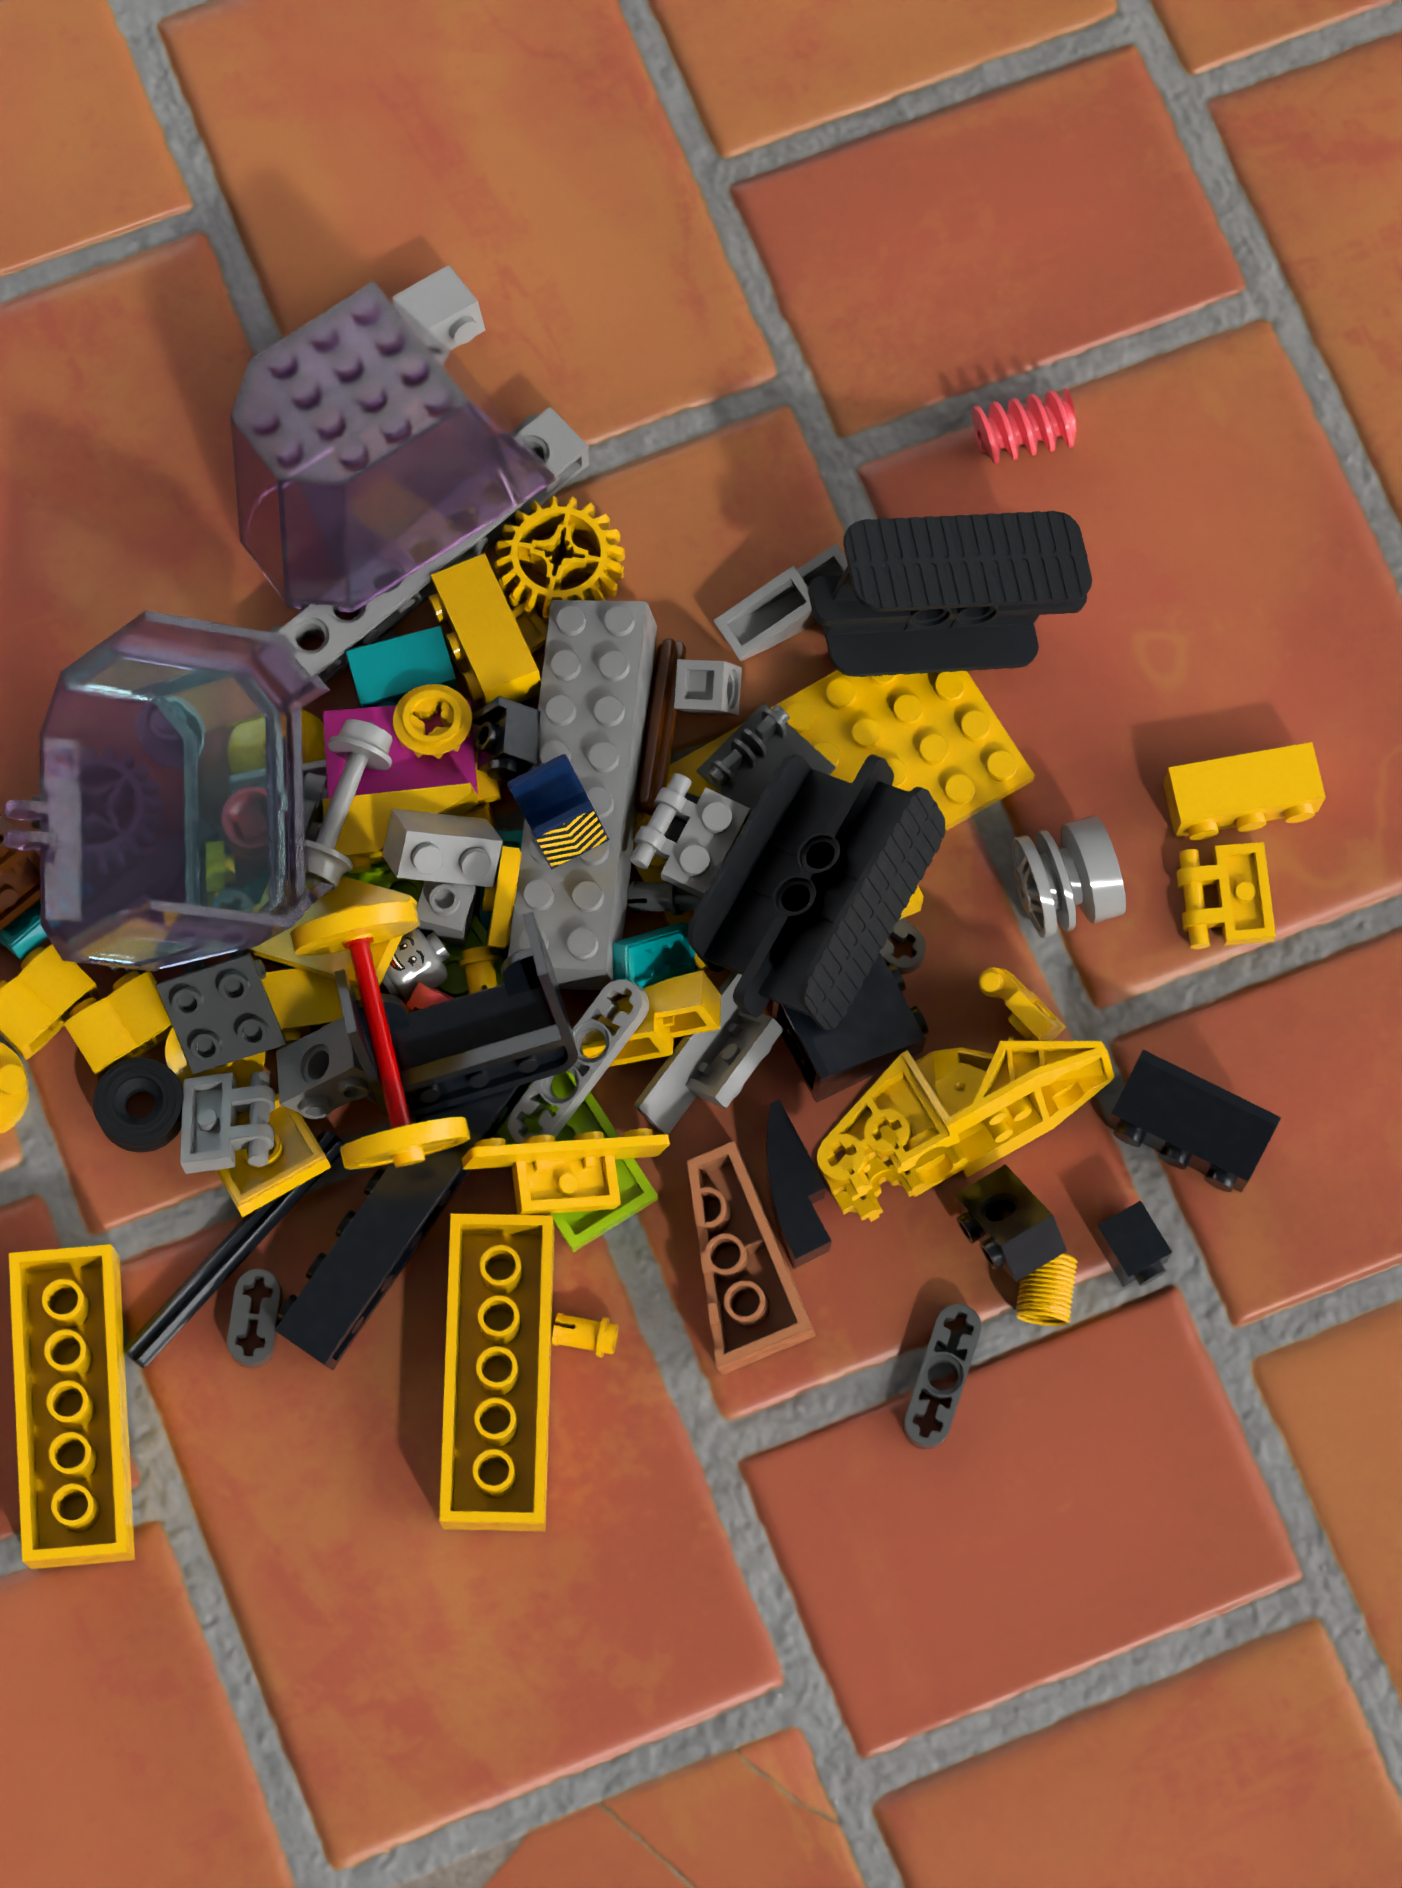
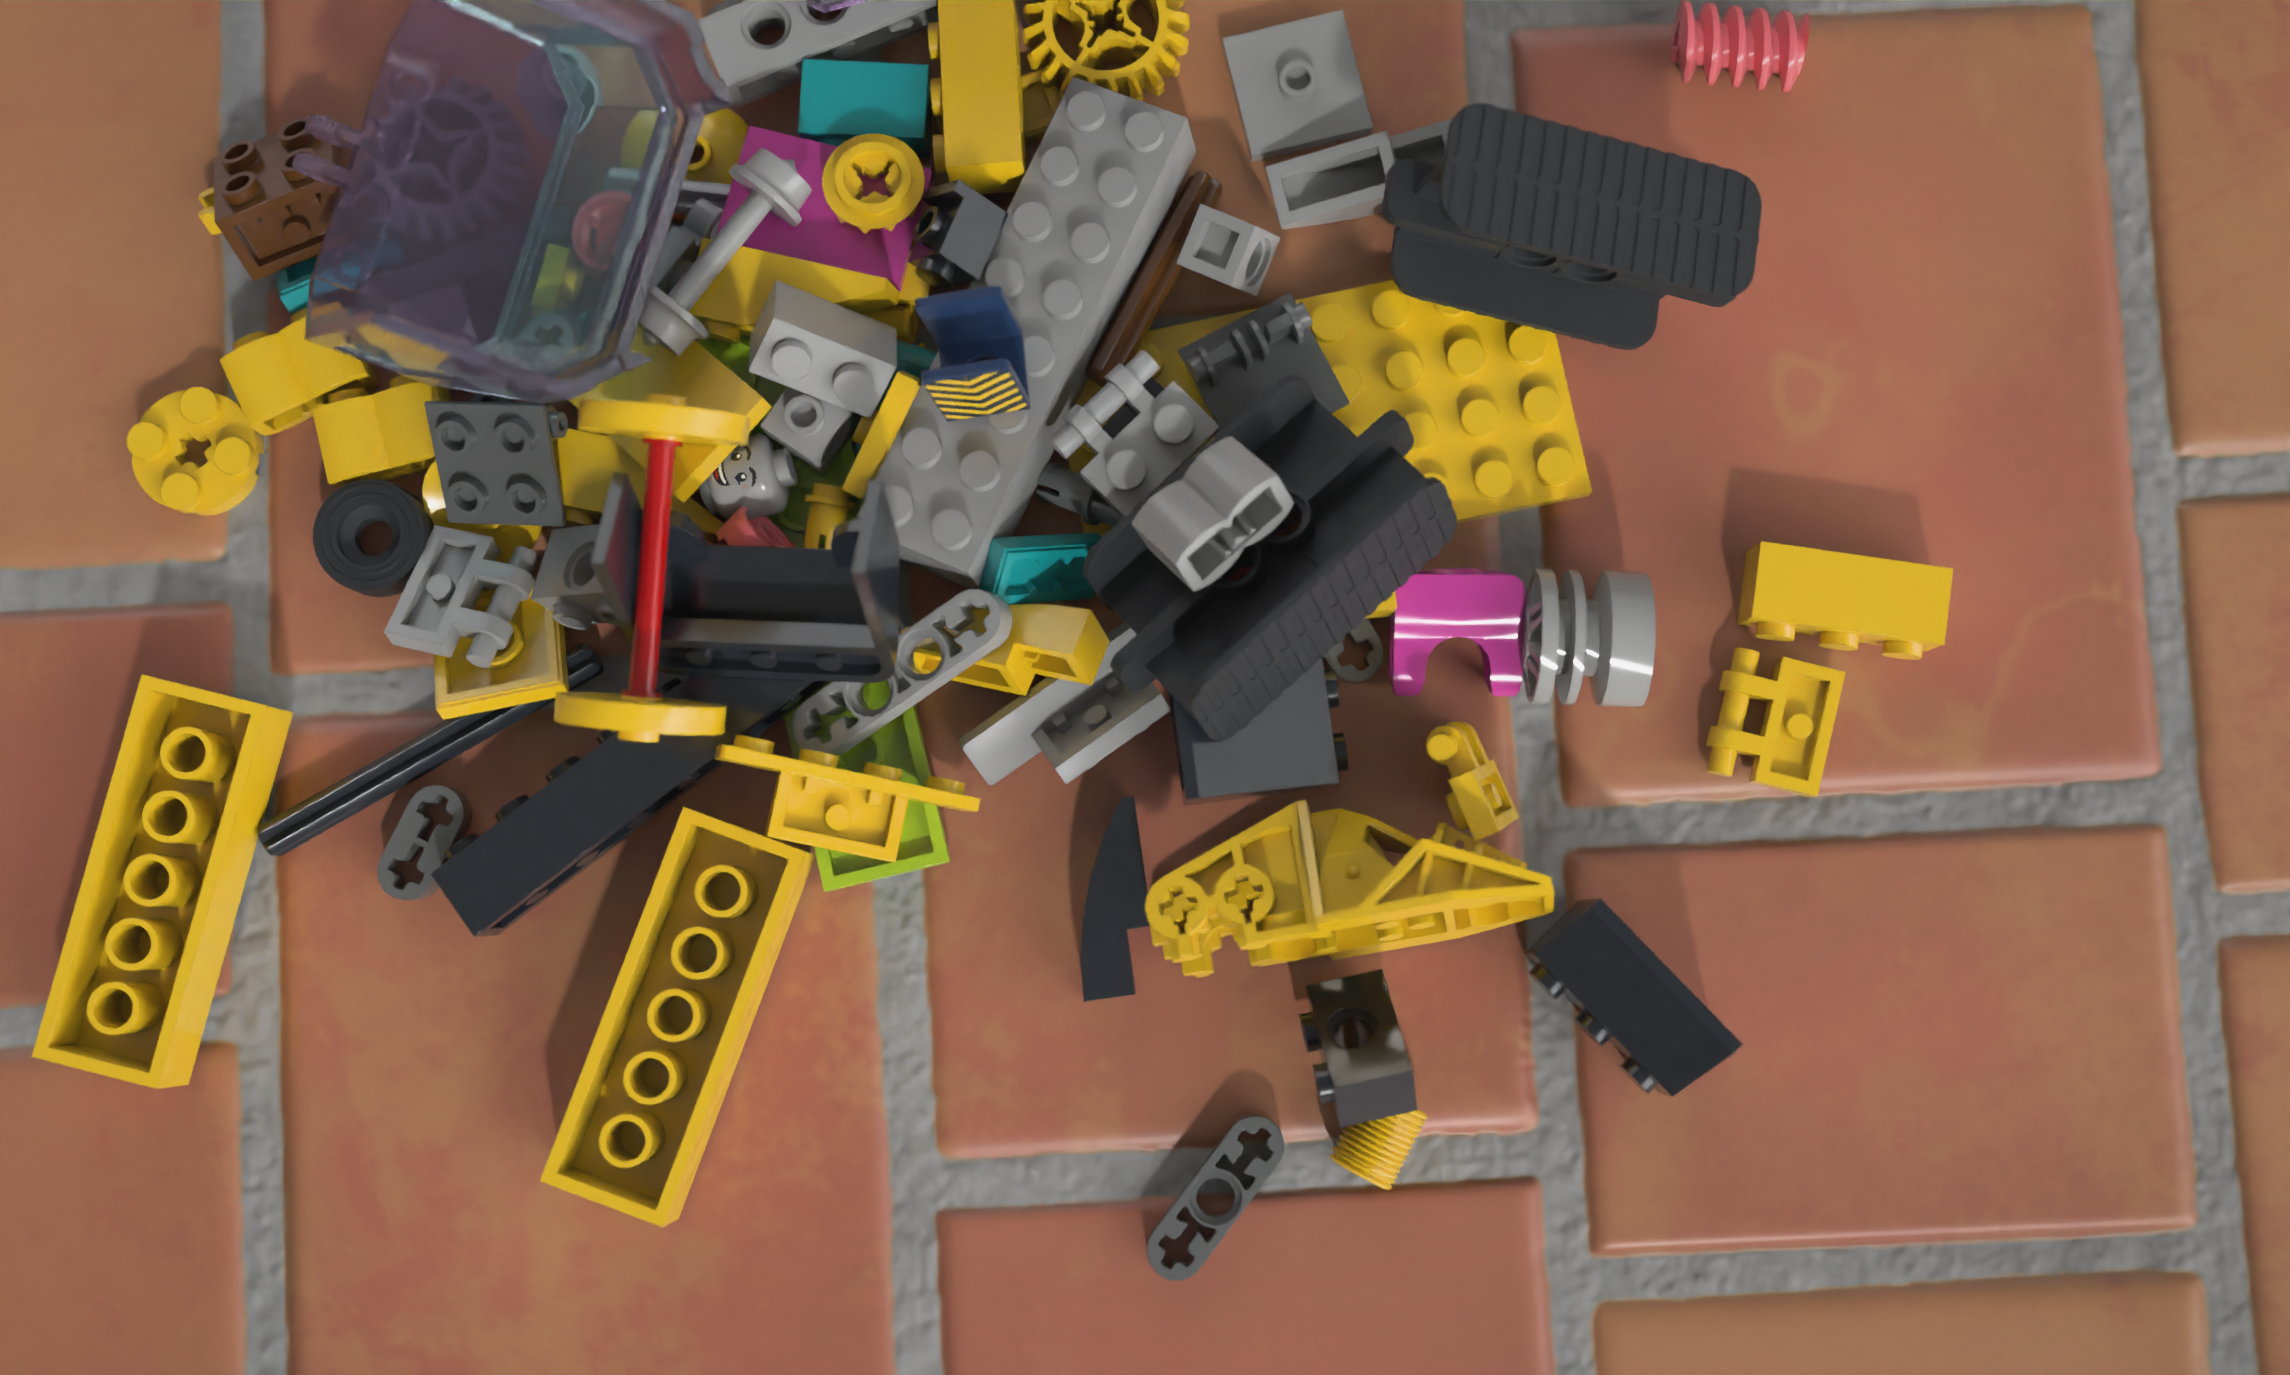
camera: 25 degrees right, 10 degrees up
(585, 1334) = (808, 1000): yellow pin -> none
(713, 556) = (1297, 86): none -> light grey plate
(747, 1280) = (1021, 986): nougat wedge -> none
(770, 865) = (1213, 513): none -> light grey brick
(968, 884) = (1458, 604): none -> dark pink piece
(1133, 1245) = (1503, 1120): black brick -> none

